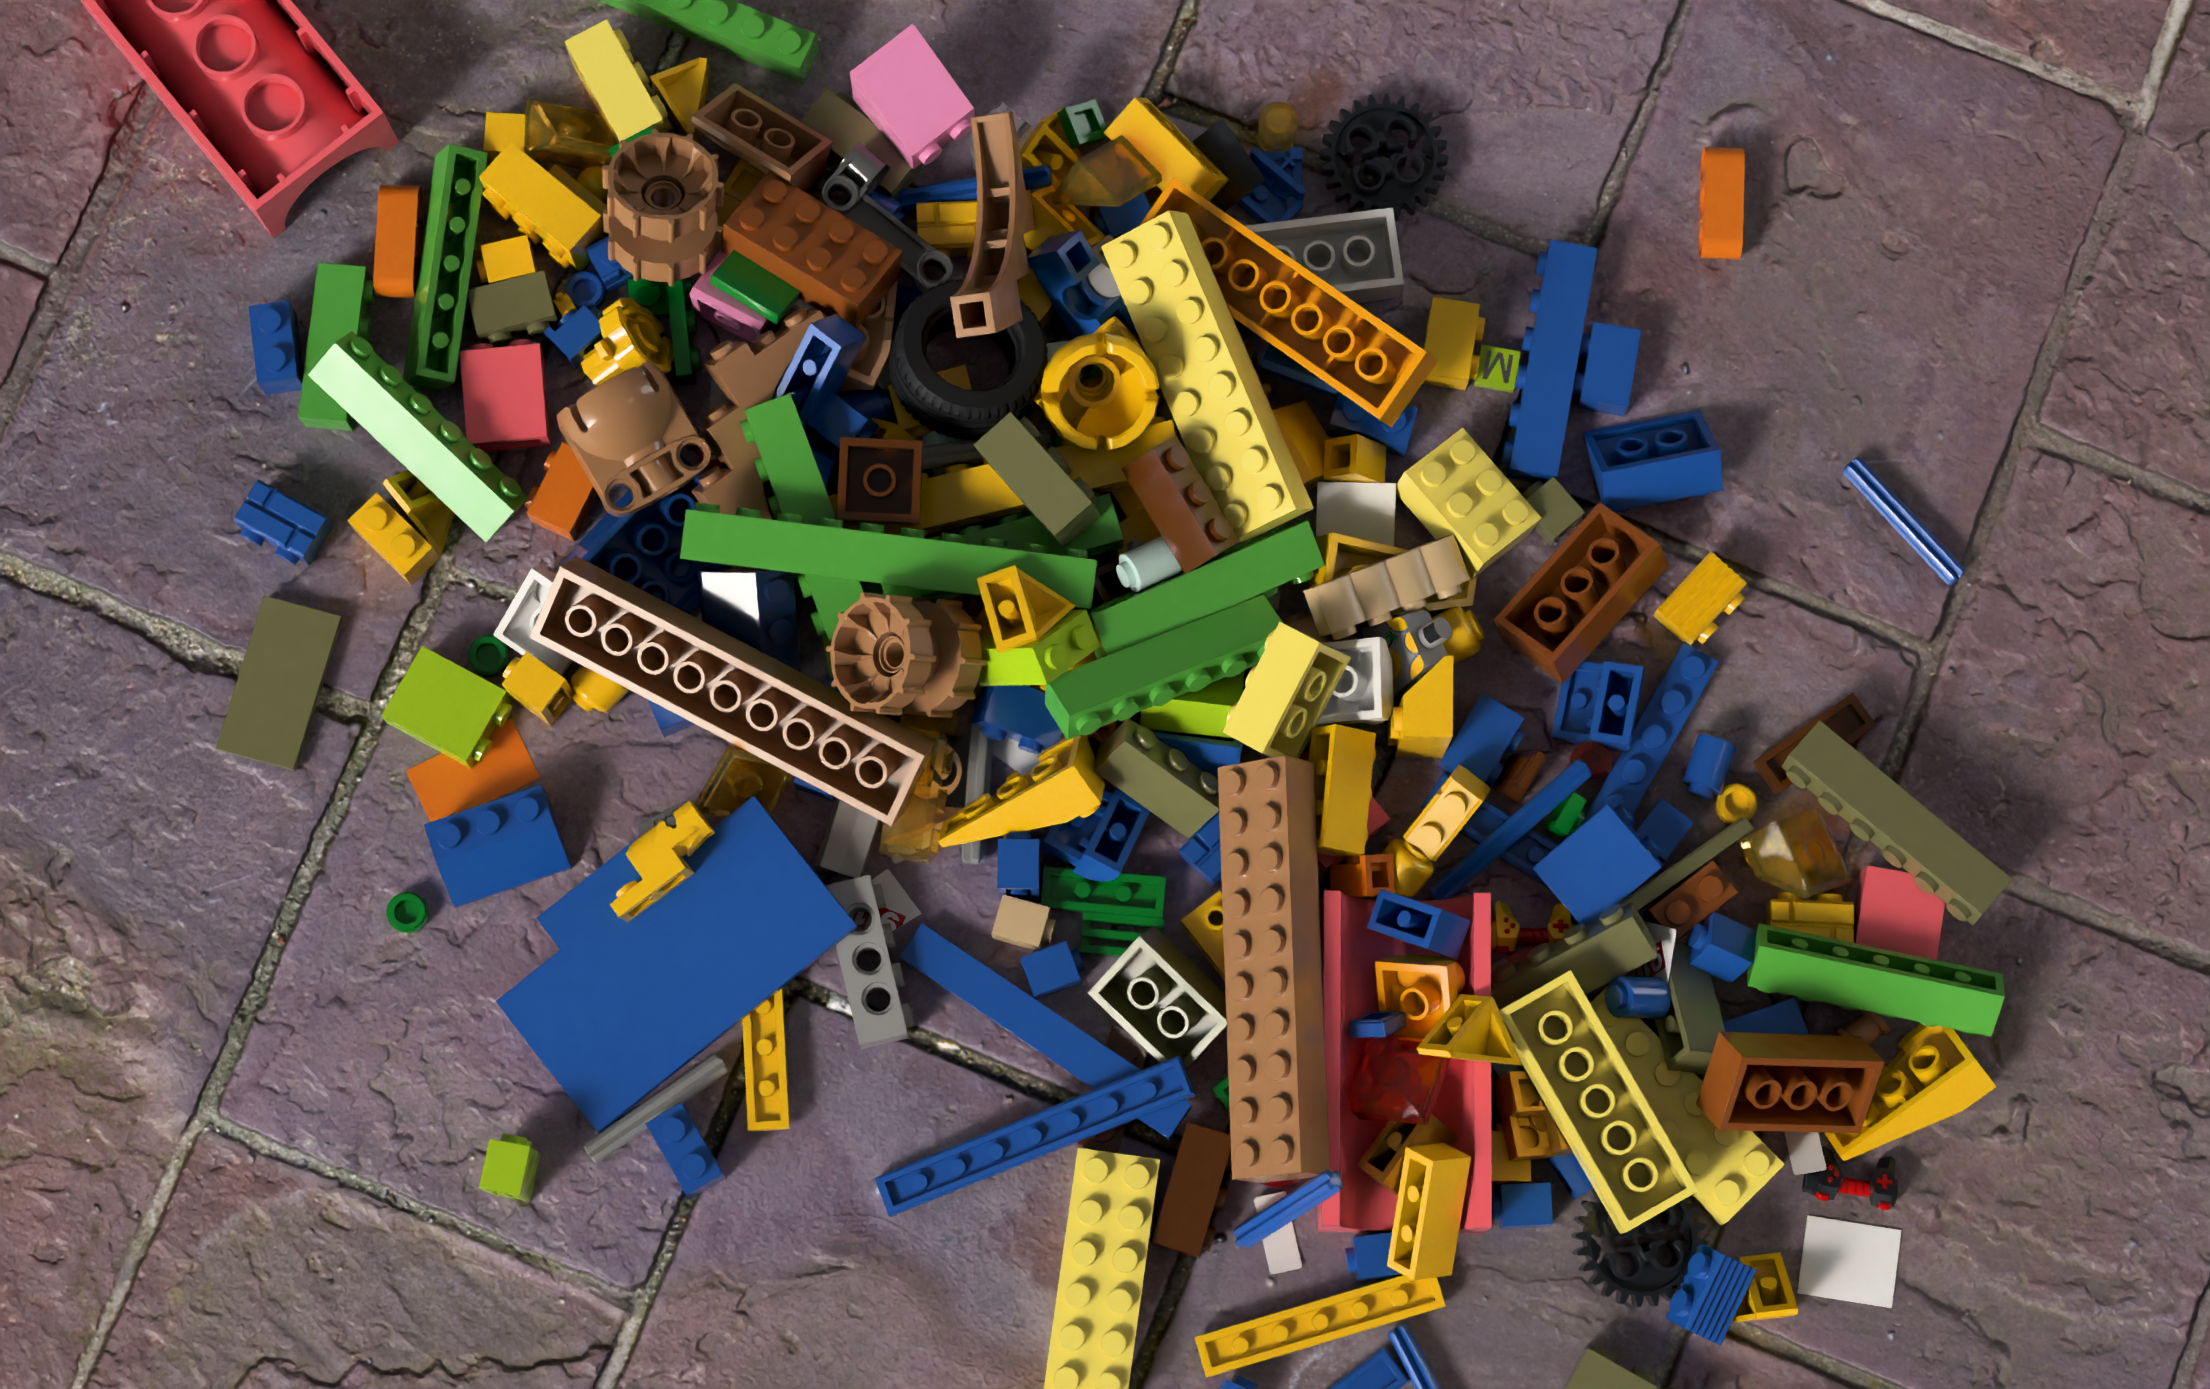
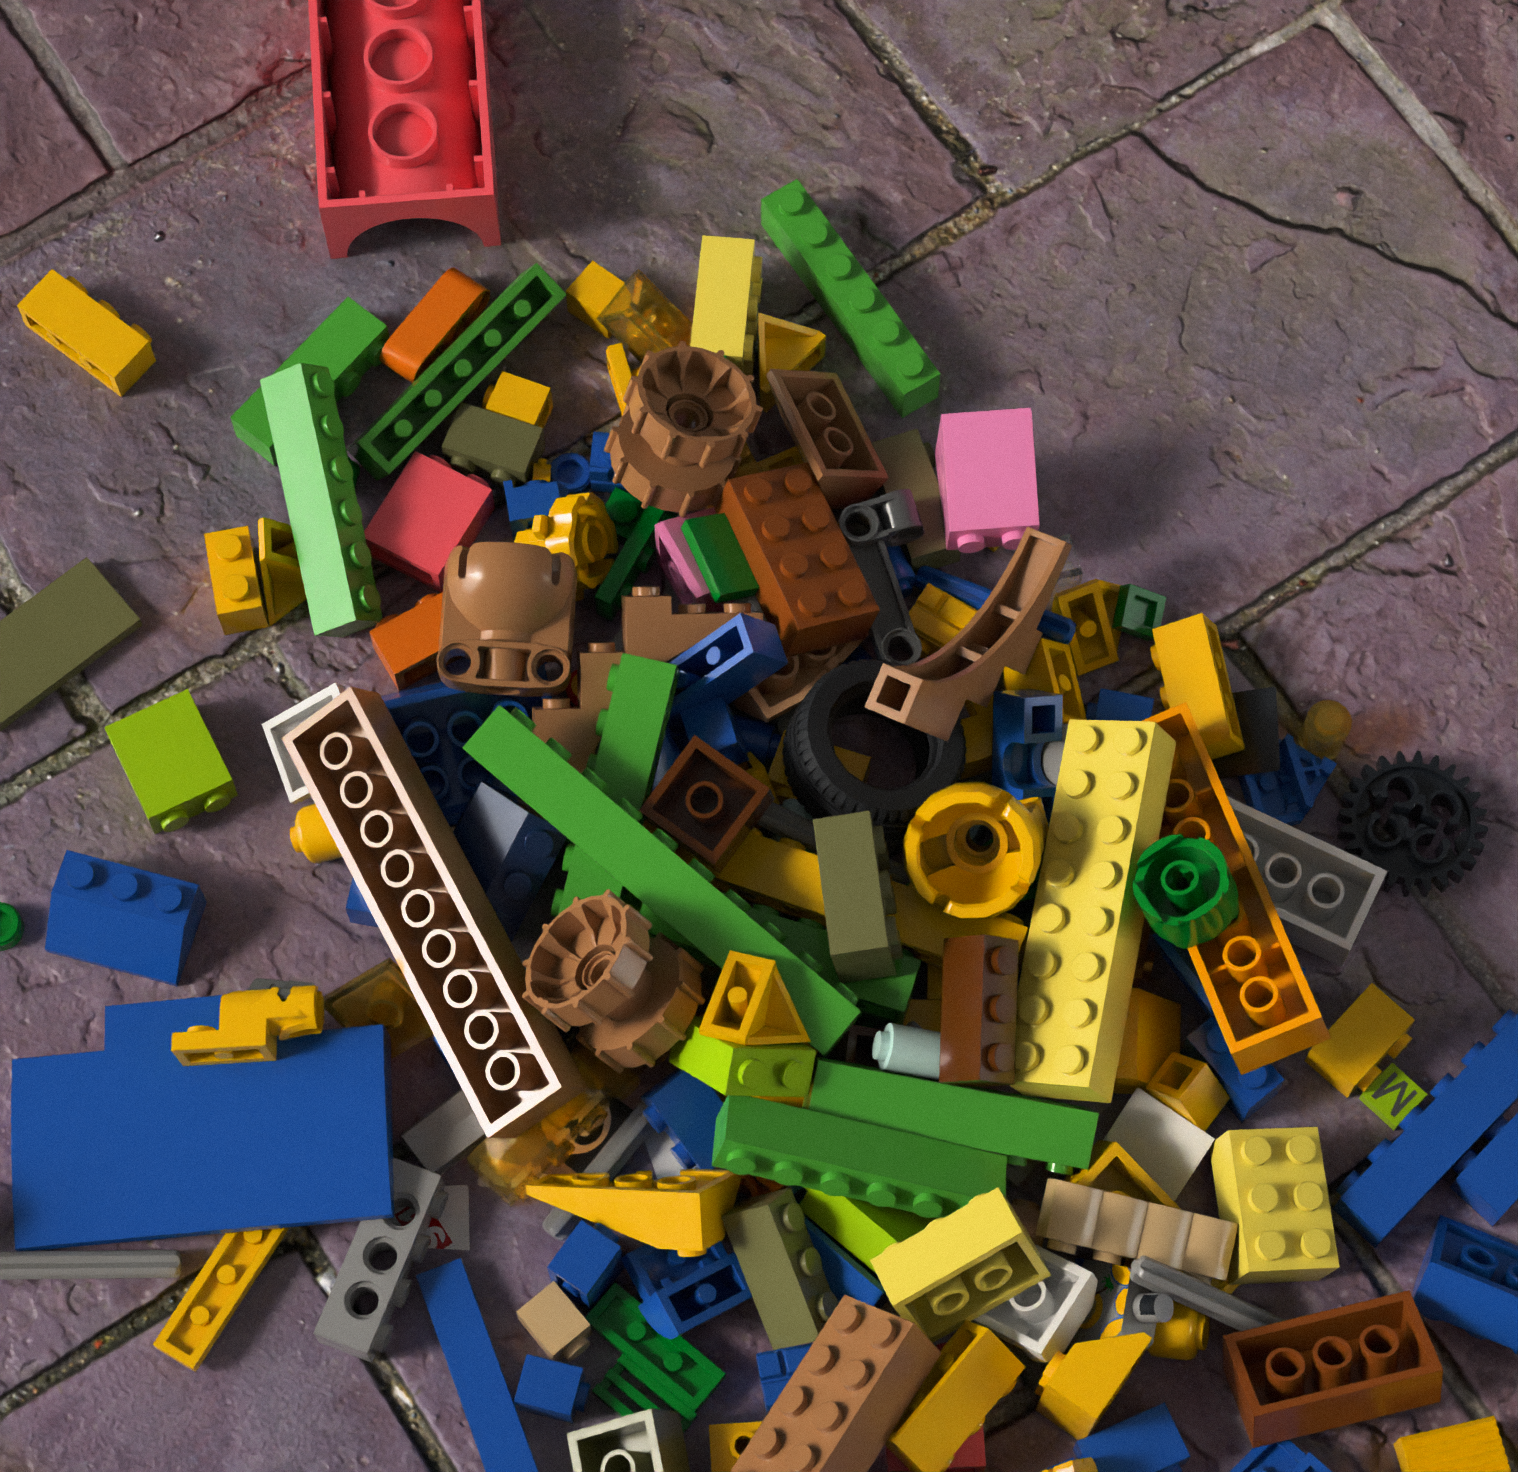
camera: 35 degrees right, 10 degrees down
(131, 420) = (87, 331): none -> yellow brick
(276, 347) = (258, 346): blue brick -> none
(283, 523) = (151, 505): blue brick -> none
(451, 787) = (124, 836): orange sticker -> none
(488, 656) = (245, 742): green tile -> none
(537, 688) = (261, 795): yellow brick -> none
(542, 207) = (578, 369): yellow brick -> none
(685, 1150) = (81, 1323): blue brick -> none
(1107, 176) = (1125, 666): clear yellow slope -> none
(1273, 299) = (1185, 890): none -> green brick
(1461, 602) = (1199, 1295): none -> light grey axle
(1556, 507) = (1360, 1270): olive brick -> none

